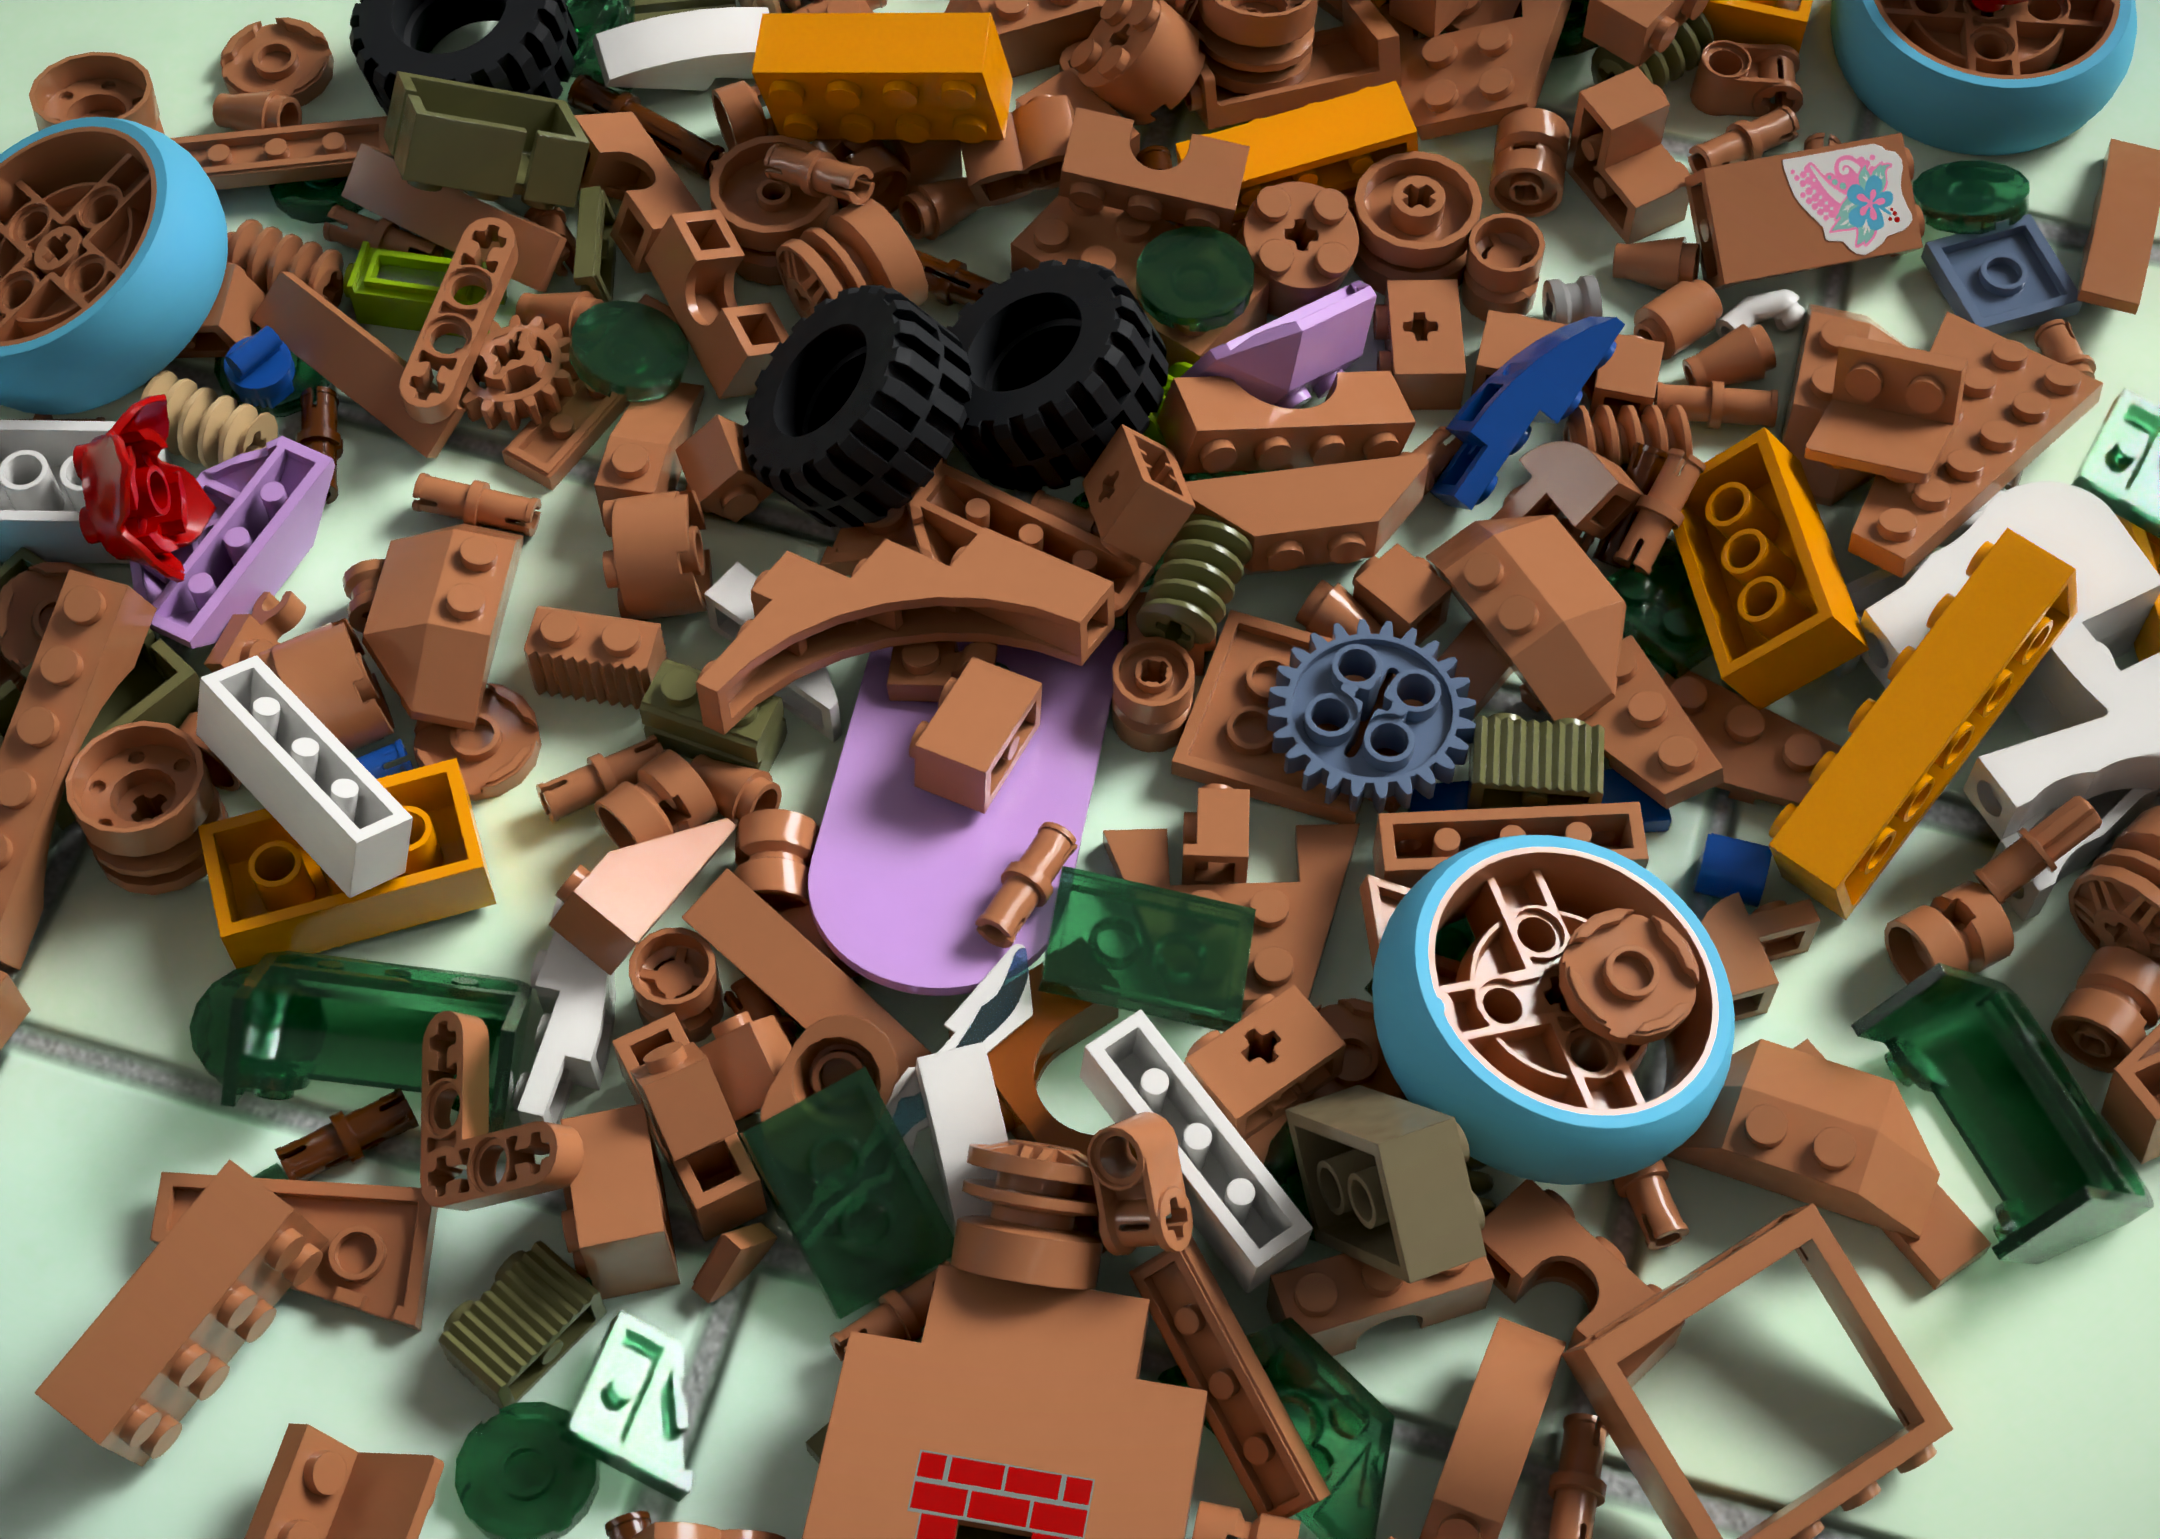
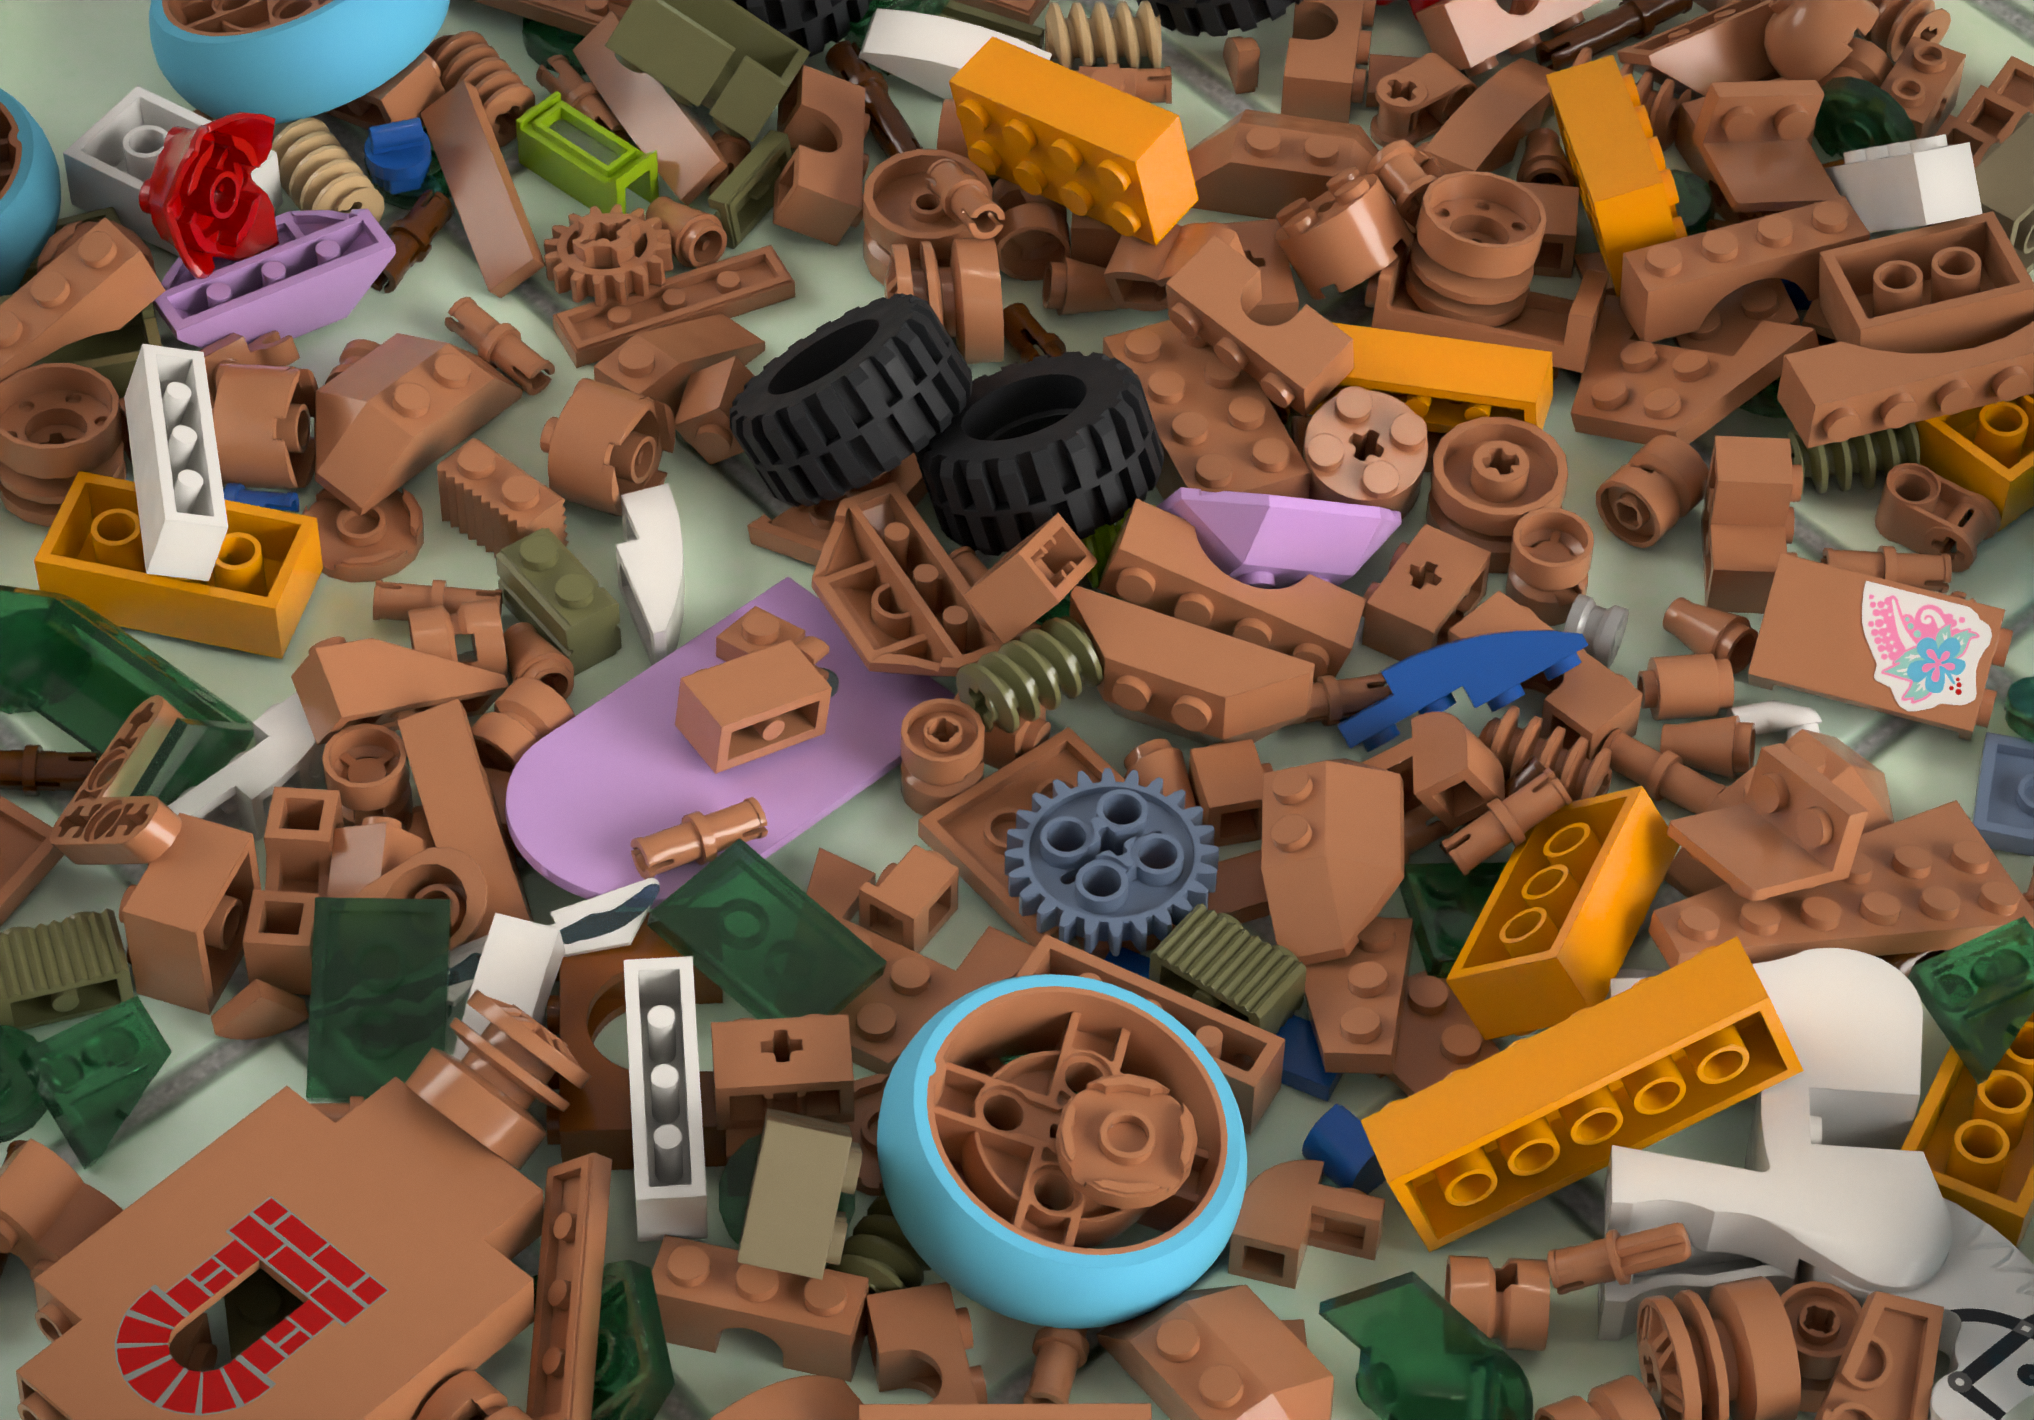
camera: 30 degrees right, 10 degrees down
(465, 320) = (574, 178): nougat beam -> none
(628, 350) = (710, 277): clear green tile -> none
(683, 1099) = (287, 847): nougat brick -> none
(696, 271) = (813, 242): nougat arch -> none
(900, 597) = (765, 564): nougat arch -> none
(1140, 1189) = (590, 1080): nougat piece -> none
(1194, 278) = (1234, 434): clear green tile -> none

